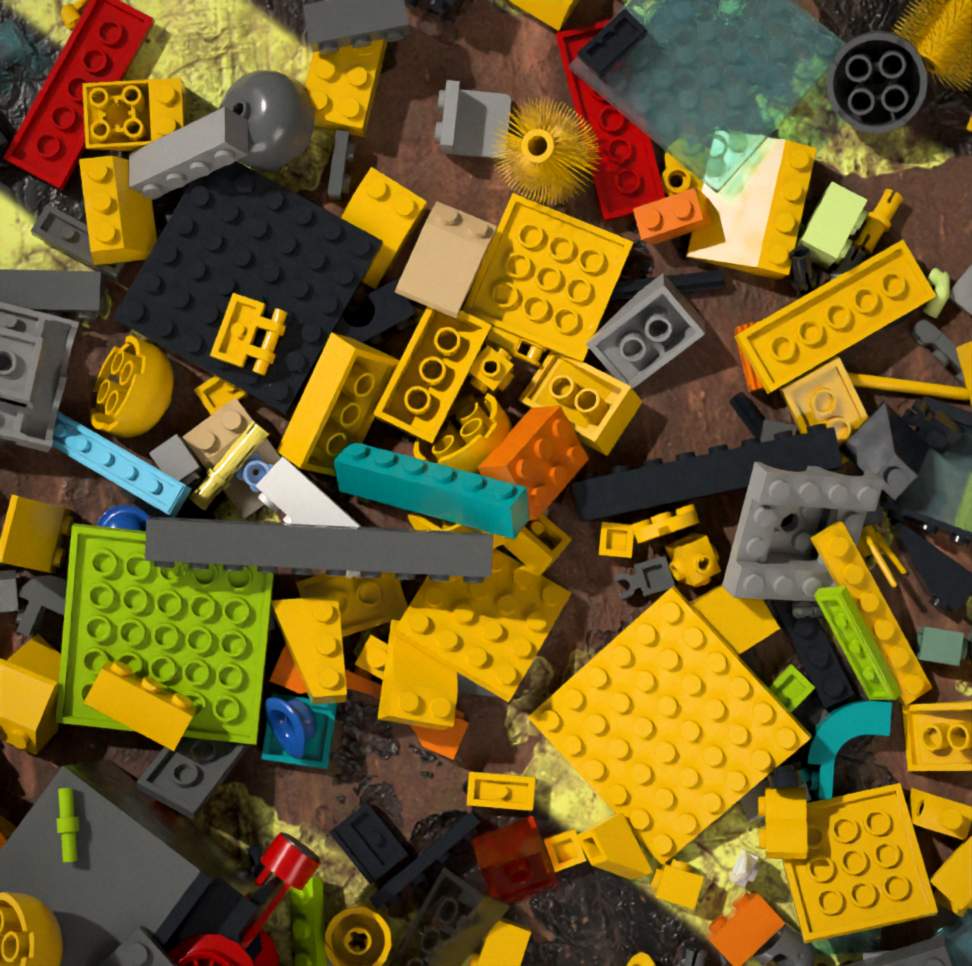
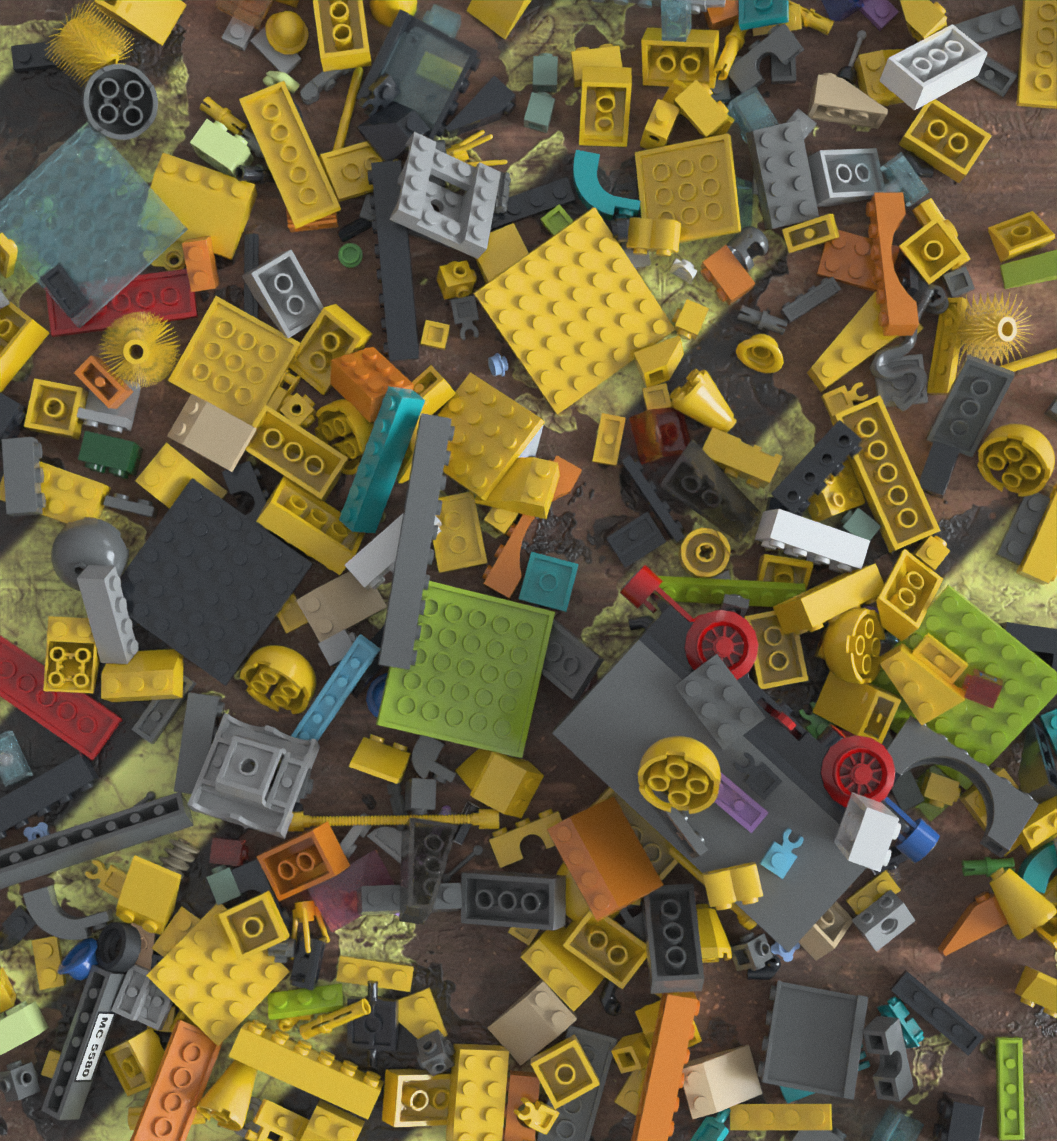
camera: 90 degrees left, 0 degrees up
(67, 824) = (595, 732): lime bar -> none
(141, 704) = (515, 690): yellow brick -> none
(227, 467) = (343, 606): light yellow pin -> none
(239, 330) = (247, 589): yellow plate -> none
(245, 471) = (353, 599): light blue plate -> none
(291, 724) = (543, 584): blue hat -> none
(315, 643) = (487, 558): yellow wedge -> none
(403, 131) = (111, 454): none -> dark green brick
(456, 51) = (55, 409): none -> yellow brick
(492, 106) = (94, 376): none -> orange brick
(566, 914) = (703, 401): none -> yellow cone
(585, 629) = (498, 365): none -> light blue plate
(665, 523) = (427, 296): yellow plate -> none
(711, 413) = (350, 255): none -> bright green plate
(850, 570) = (509, 155): yellow plate -> none
(857, 643) = (530, 168): lime tile -> none

